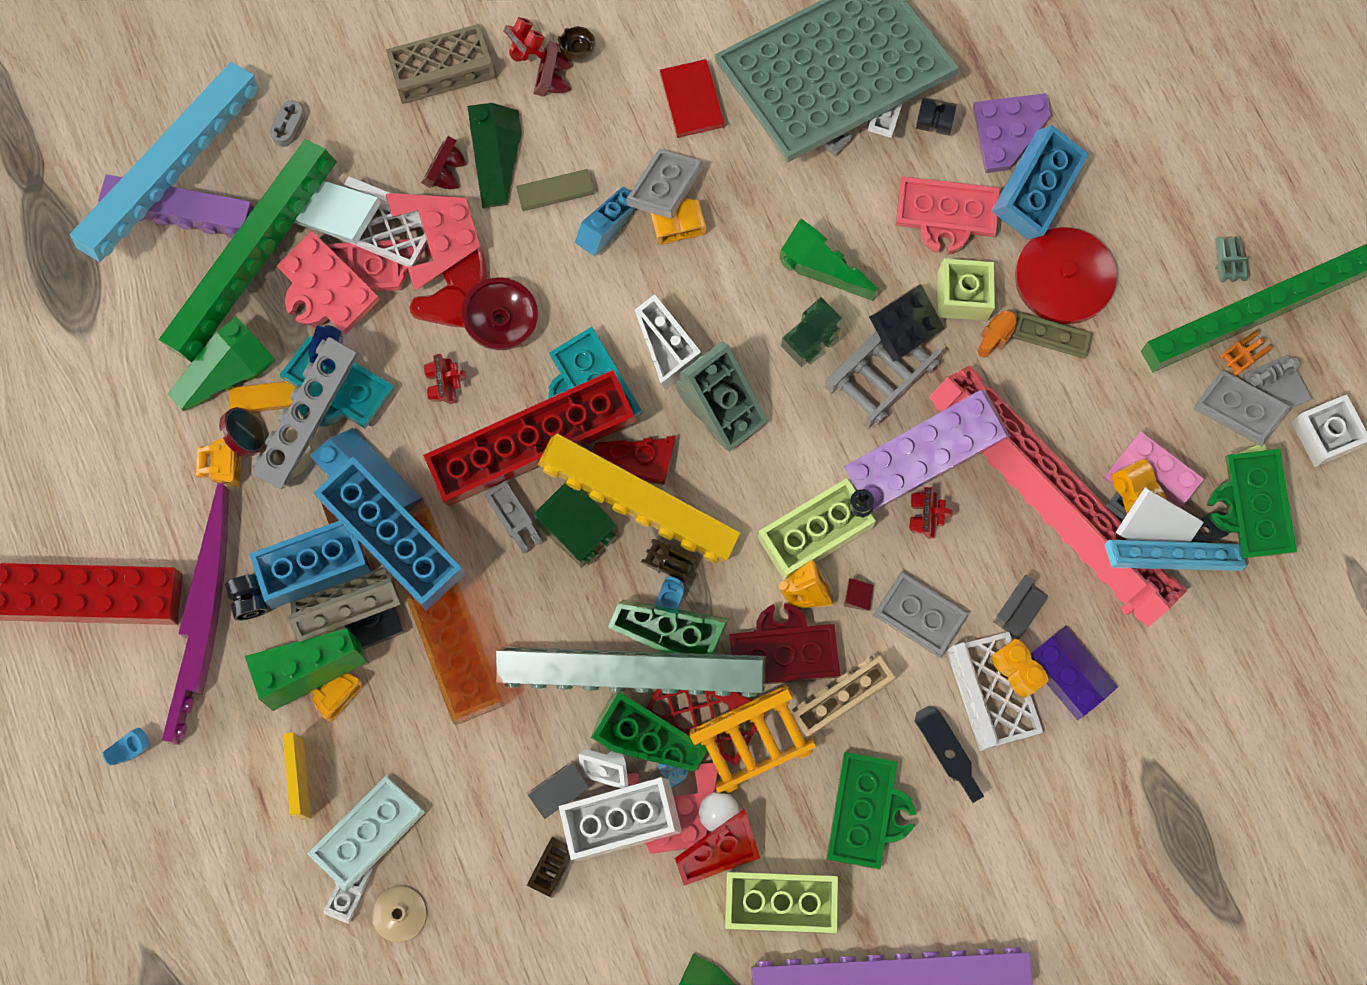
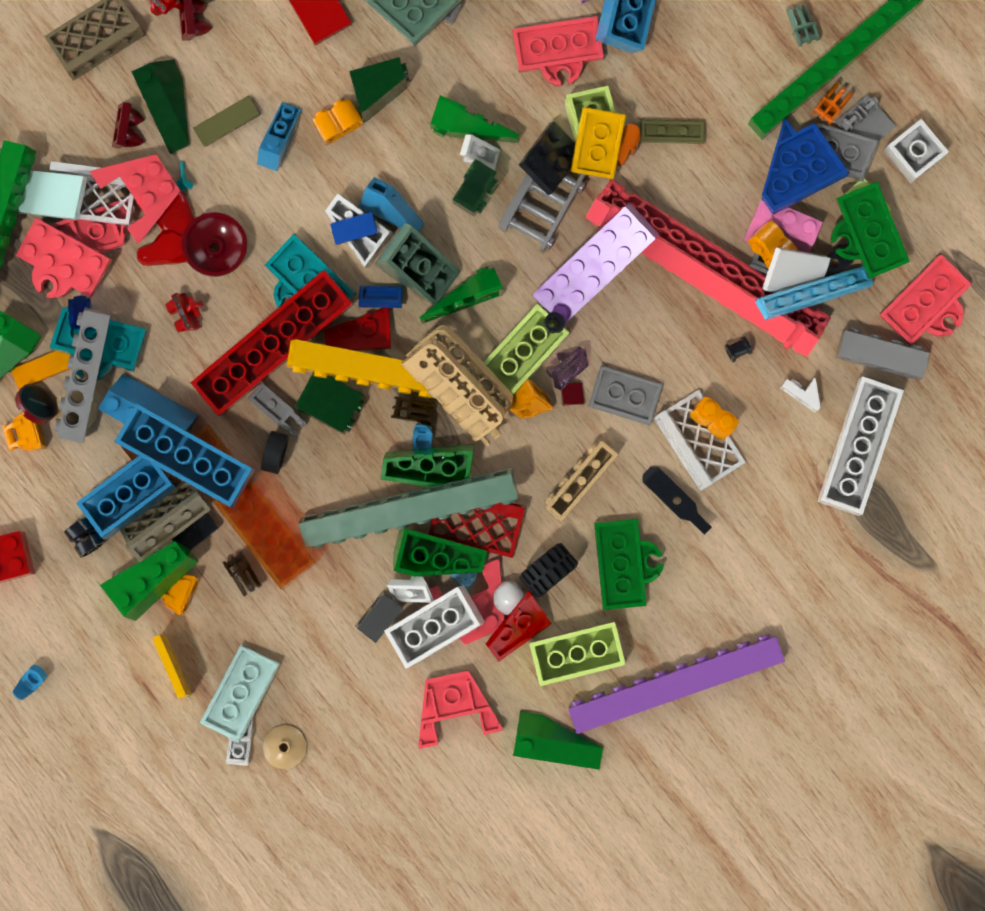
camera: 15 degrees left, 10 degrees up
(200, 617) = (52, 561): magenta slope -> none
(413, 689) = (241, 571): none -> dark brown arm
(487, 241) = (183, 183): none -> teal hand
(495, 562) = (274, 452): none -> black tyre
(534, 884) = (385, 695): dark brown slope -> none
(615, 912) = (450, 698): none -> coral wing
(661, 336) = (354, 228): none -> blue tile
(665, 183) = (317, 91): light grey tile -> none
(669, 424) = (380, 296): none -> blue tile
(706, 322) = (389, 205): none -> dark azure slope
(729, 545) = (458, 386): none -> tan piece
(735, 194) = (378, 85): none -> dark green slope
(754, 712) = (515, 513): light orange fence -> none
(775, 790) = (548, 570): none -> black tyre
(779, 446) = (475, 290): none -> green wedge
(791, 648) = (530, 453): dark red plate -> none
(824, 287) = (478, 149): none -> white slope
(863, 562) = (570, 367): none -> tile
(928, 502) = (612, 311): red hips -> none
(965, 319) = (598, 143): none -> yellow tile
(1020, 608) = (703, 368): dark grey panel -> none
(1065, 275) = (670, 76): red dish -> none
(1067, 598) = (738, 349): none -> black bush
(1073, 673) = (757, 408): dark purple slope -> none
(1137, 677) = (807, 397): none -> white slope
(1186, 752) = (860, 446): none -> white brick
(1192, 410) = (800, 167): none -> blue wing
(1238, 651) = (882, 355): none -> light grey brick
(1306, 607) = (928, 302): none -> coral plate

